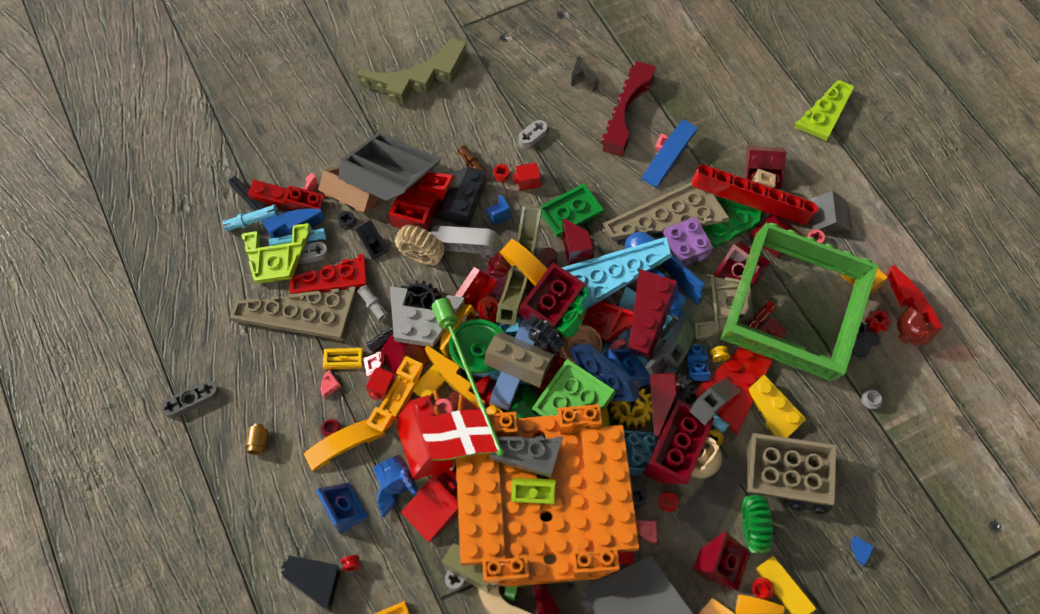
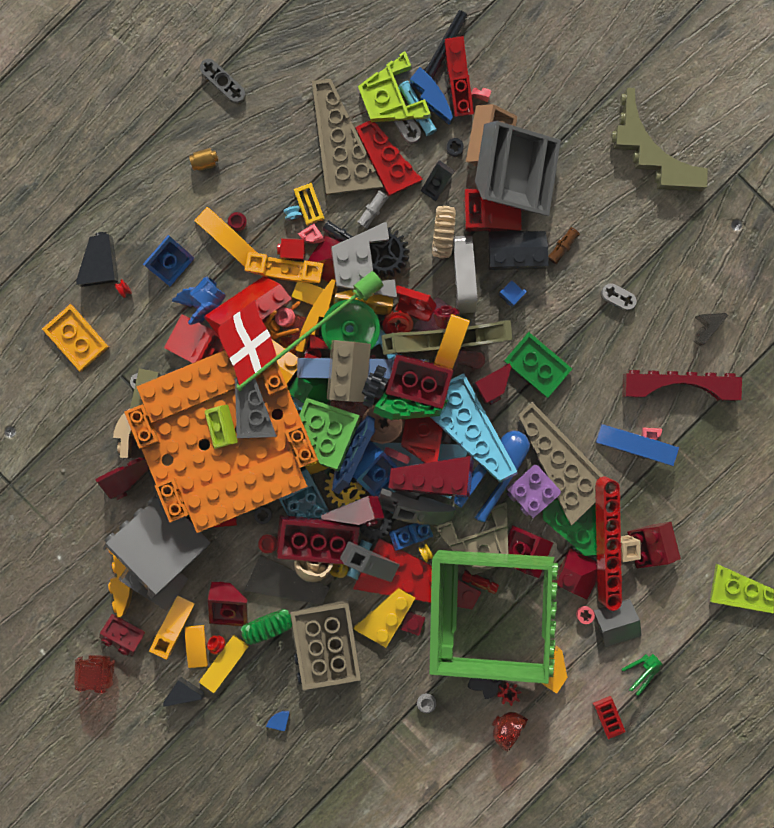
camera: 70 degrees right, 25 degrees up
(243, 220) = (419, 47): medium azure pin -> none
(329, 384) = (279, 201): coral tile -> none
(345, 373) = (292, 213): none -> medium azure bush
(436, 183) = (517, 223): red slope -> none
(498, 176) = (554, 280): red bush -> none
(527, 176) = (562, 308): red brick -> none
(648, 530) = (237, 533): coral tile -> none
(788, 387) = (413, 623): none -> dark red plate
(875, 198) = (651, 665): none -> green plant
(905, 240) = (604, 703): none -> red slope
(910, 296) = (548, 717): red slope -> none

